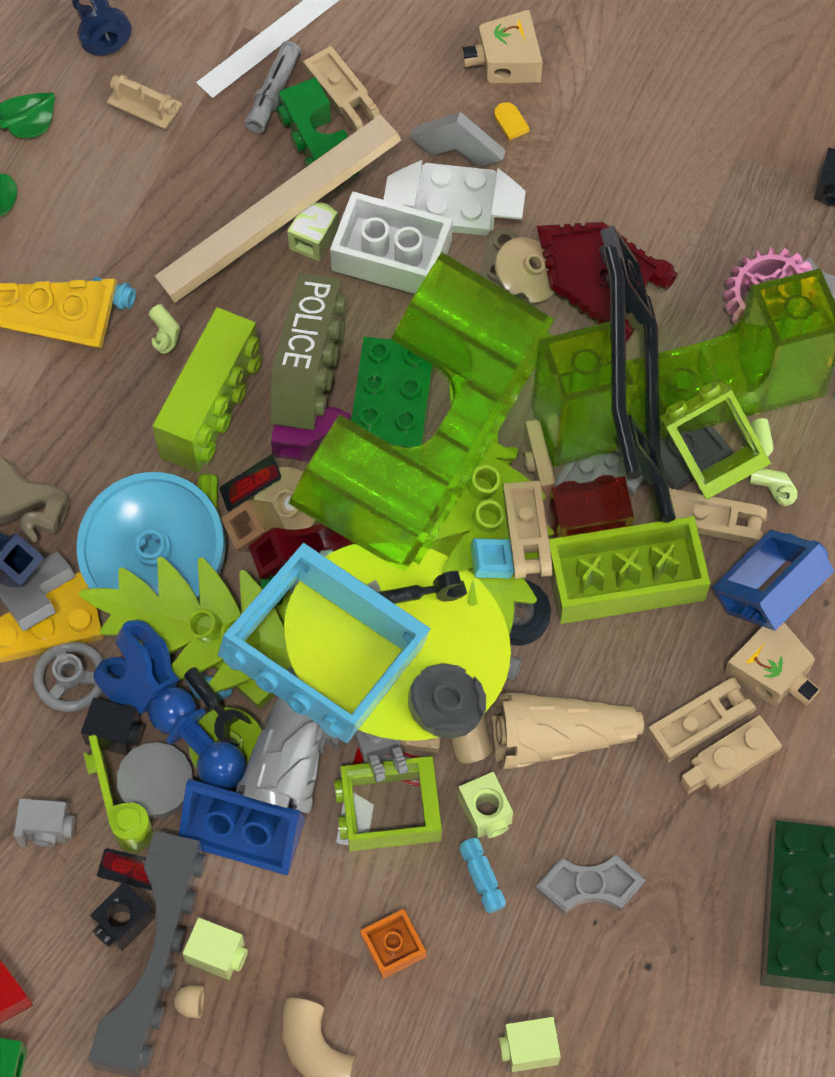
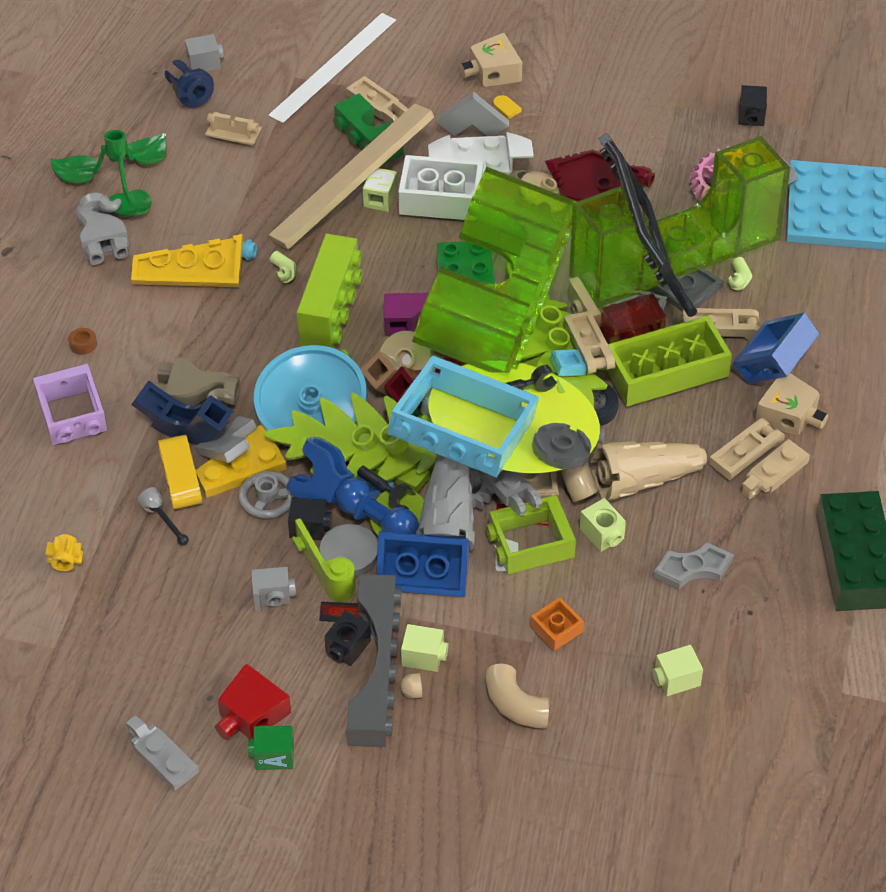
camera: 10 degrees left, 15 degrees down
(250, 482) = (381, 342): sticker -> none
(267, 97) = (325, 113): light grey pin -> none
(307, 352) = (399, 255): olive brick -> none
(482, 875) = (611, 571): medium azure axle -> none
(734, 467) = (726, 287): lime window -> none
(778, 485) = (761, 296): yellowish green arm -> none

